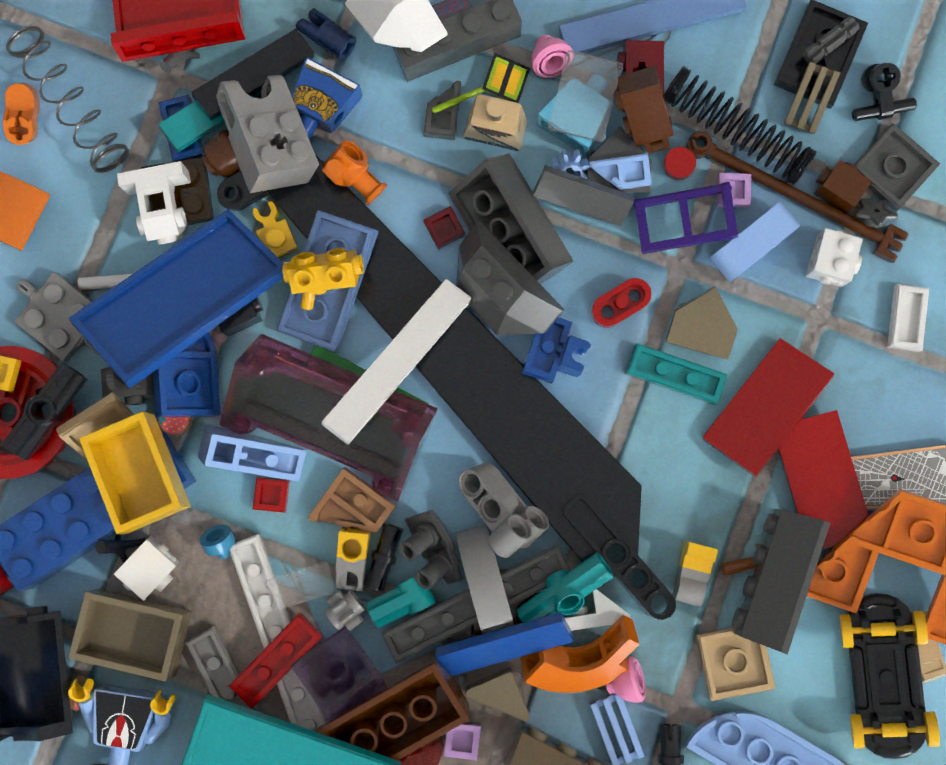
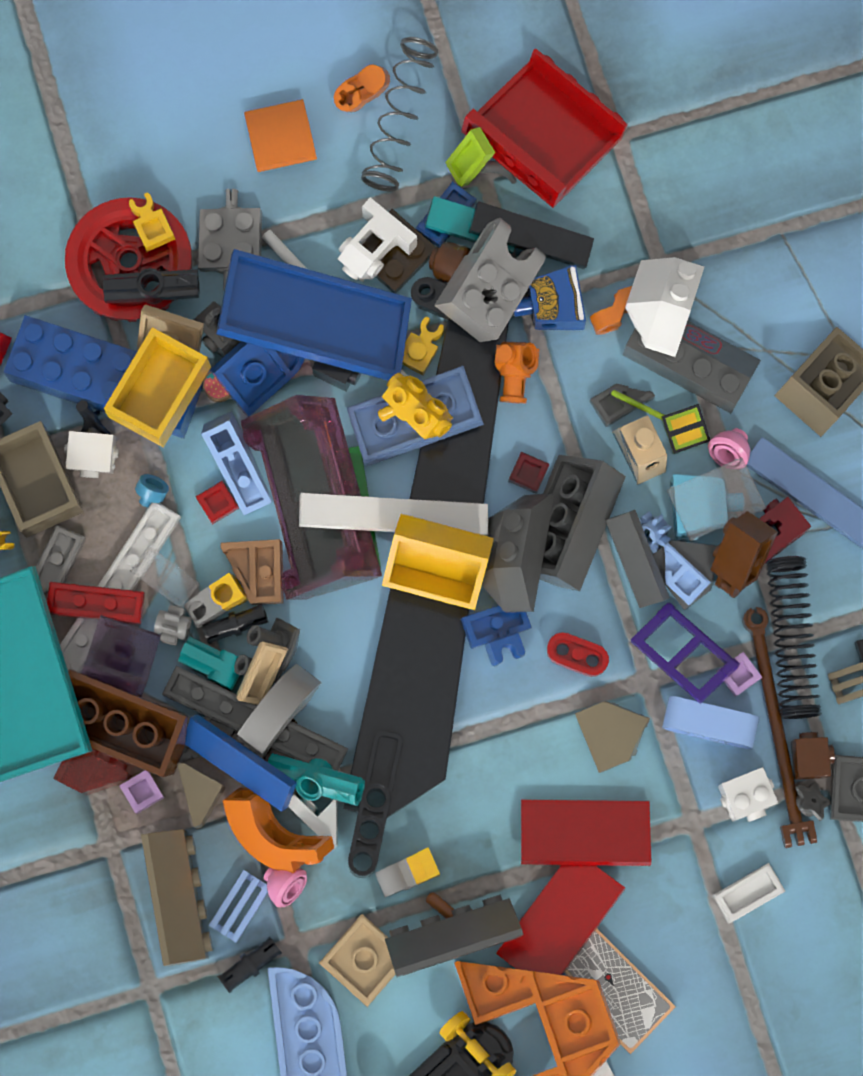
camera: 50 degrees right, 5 degrees down
(149, 70) = (470, 157): none -> lime tile
(327, 34) = (608, 268): dark blue hinge -> none
(371, 64) = (610, 318): none -> orange piece
(444, 569) = (261, 672): none -> tan tile
(466, 353) = (437, 561): none -> yellow piece
(501, 509) = (341, 684): light grey piece -> none
(676, 374) = (556, 742): teal tile -> none
(679, 163) = (727, 616): red tile -> none

